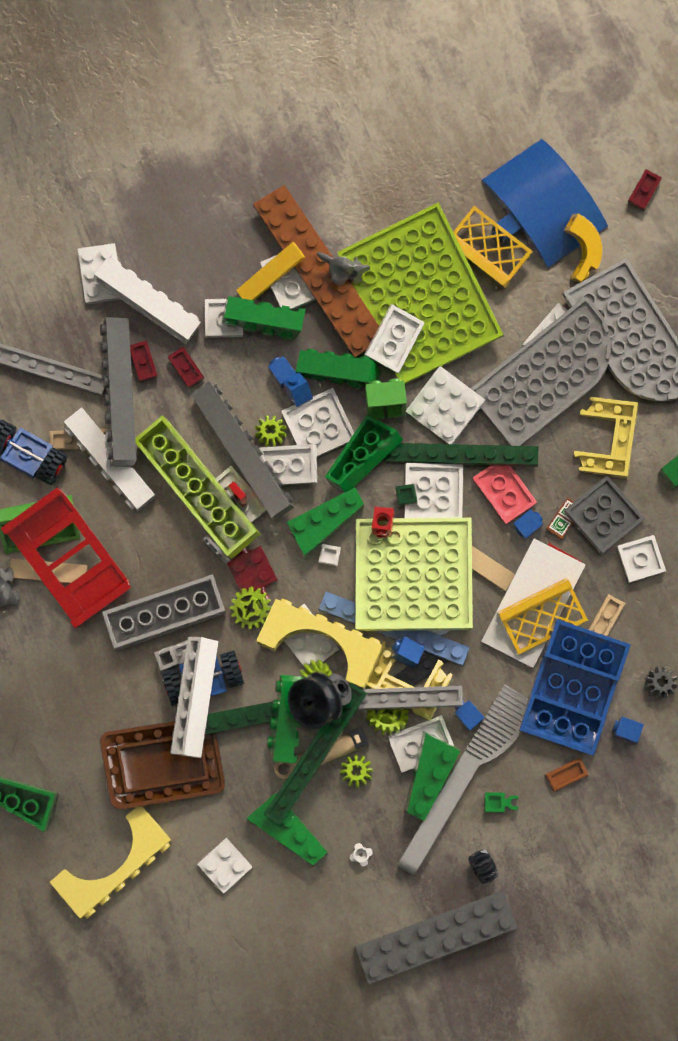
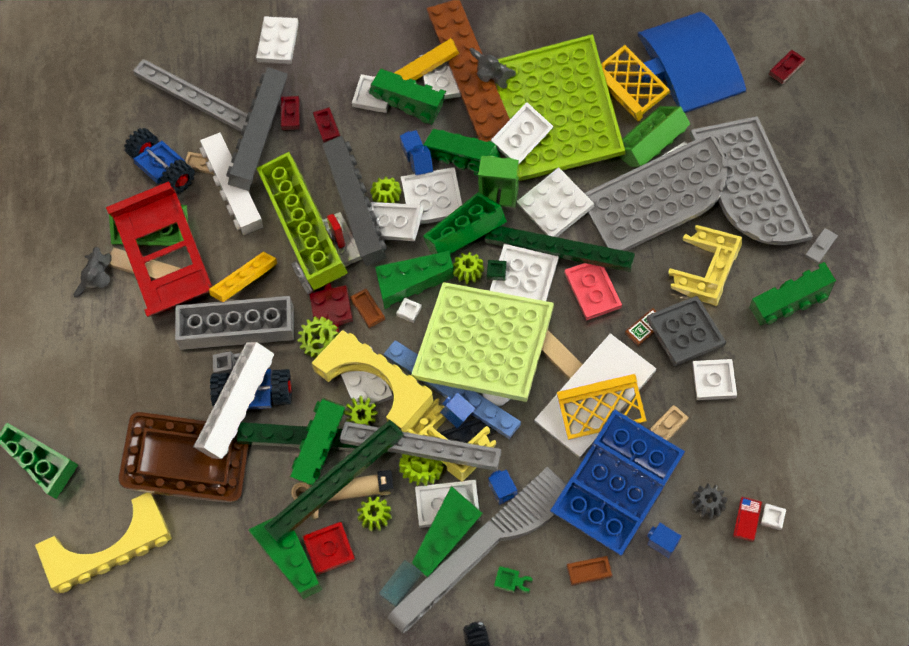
camera: 20 degrees right, 15 degrees down
(147, 300) = (309, 63): white brick -> none
(156, 562) = (243, 276): none -> yellow plate
(225, 865) = (215, 575): white plate -> none
(288, 562) = (367, 308): none -> dark orange tile
(318, 699) = (349, 421): black piece -> none
(323, 814) = (328, 548): none -> red plate
(365, 851) = (348, 599): white plate -> none
(381, 514) = (466, 286): red brick -> none
(382, 492) = (463, 272): none -> lime gear
(399, 830) = (400, 583): none -> clear light blue plate
(525, 303) = (653, 134): none -> bright green slope
(528, 524) = (608, 323): blue brick -> none
(590, 244) = (725, 91): yellow arch -> none

